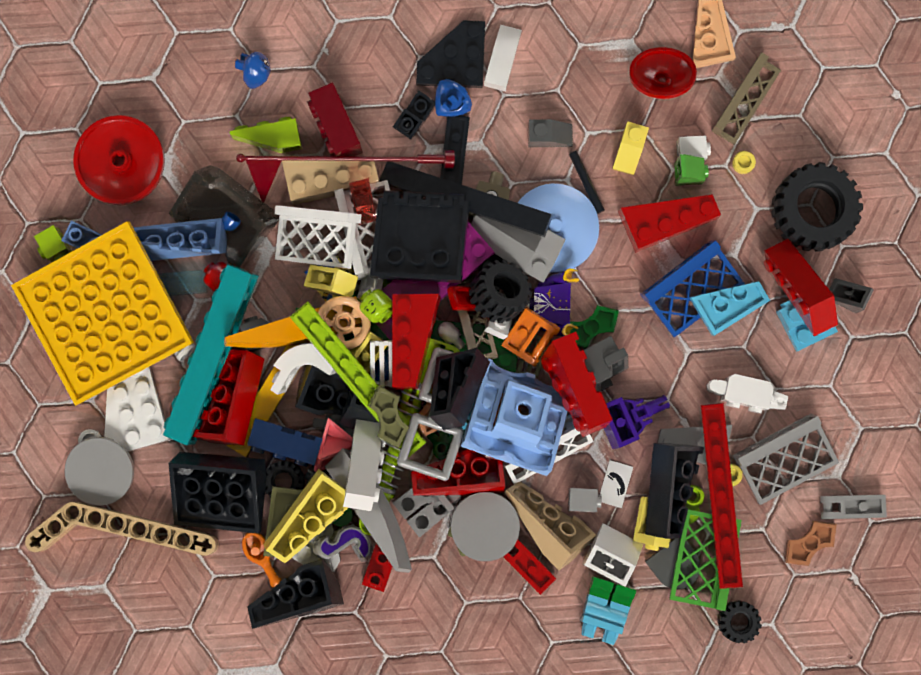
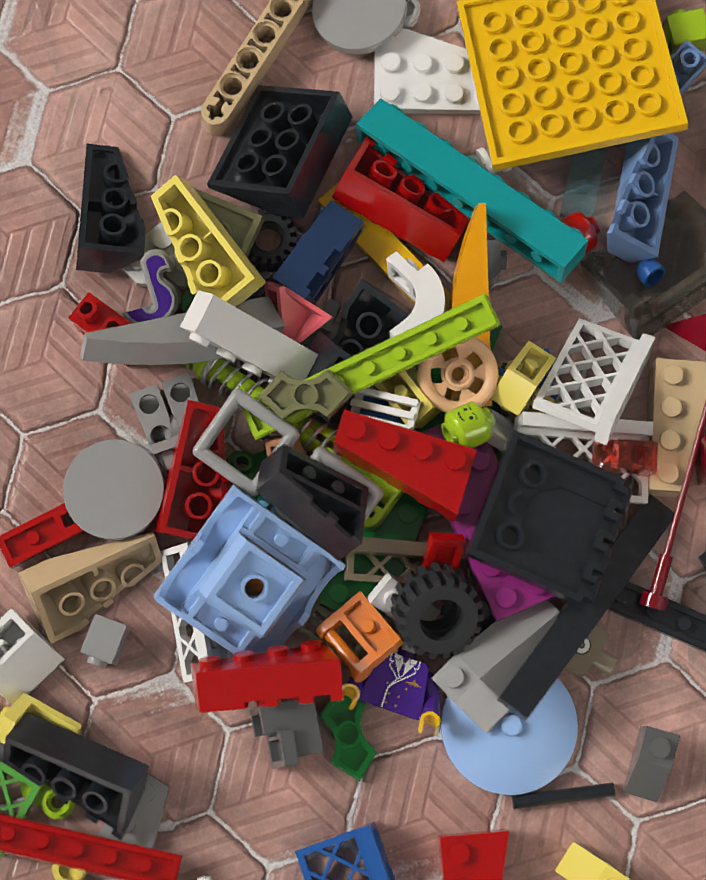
camera: 110 degrees right, 5 degrees down
(254, 550) = (195, 172): orange piece -> none
(450, 334) = (398, 524): white cylinder -> none
(615, 483) = (114, 696): white sticker -> none
(628, 419) = (197, 740): dark purple brick -> none

